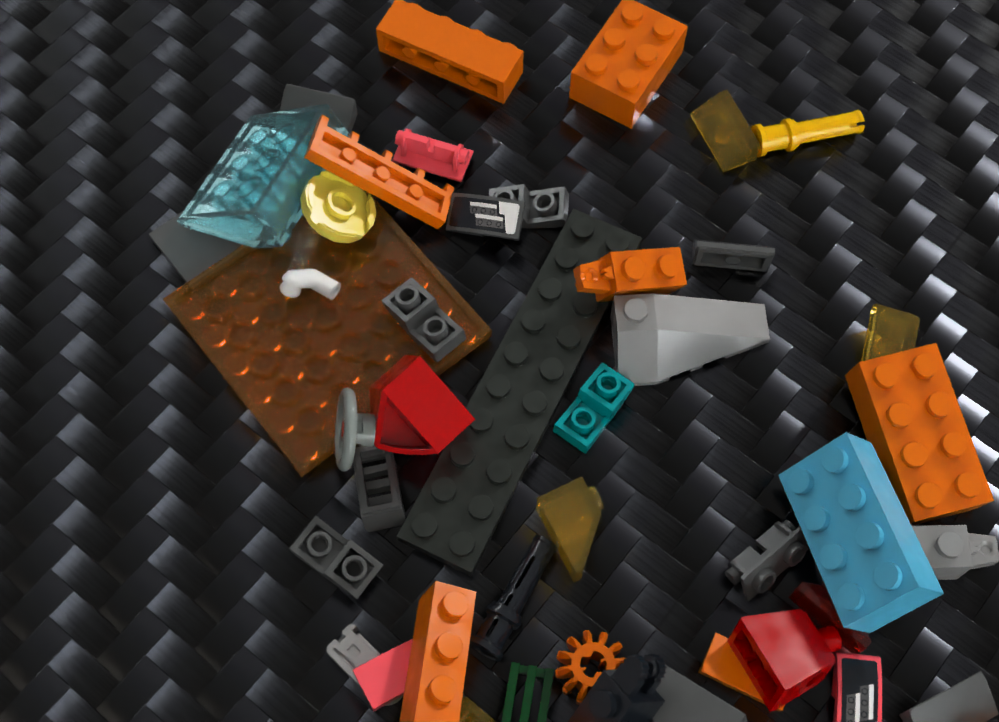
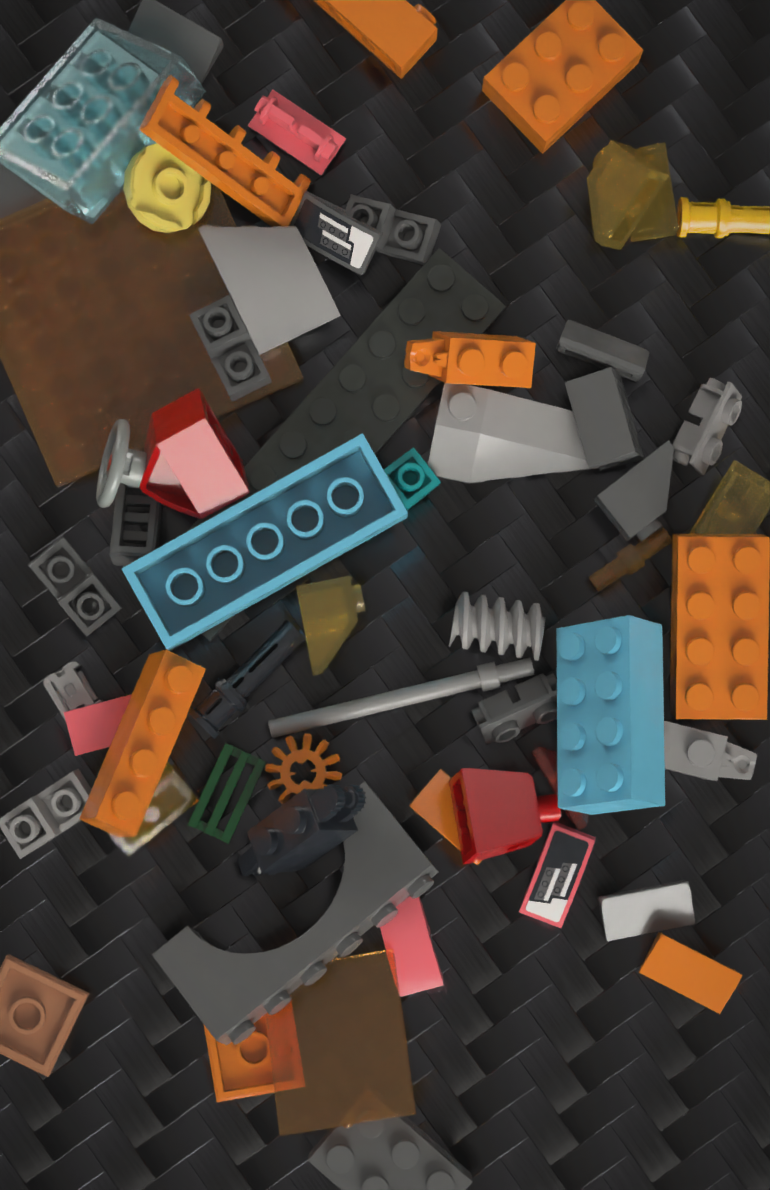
camera: 15 degrees right, 20 degrees up
(309, 278) = (113, 264): white arm -> none
(443, 259) = (270, 281): none -> light grey slope
(498, 464) = (265, 542): none -> medium azure brick
(706, 128) = (621, 192): none -> clear yellow slope
(725, 487) = (498, 625): none -> light grey piece
(727, 539) = (485, 677): none -> light grey bar
(756, 299) = (604, 420): none -> dark grey hinge
(805, 352) = (639, 495): none -> dark grey slope
(816, 407) = (630, 559): none -> clear orange bar
(840, 300) = (703, 442): none -> light grey hinge

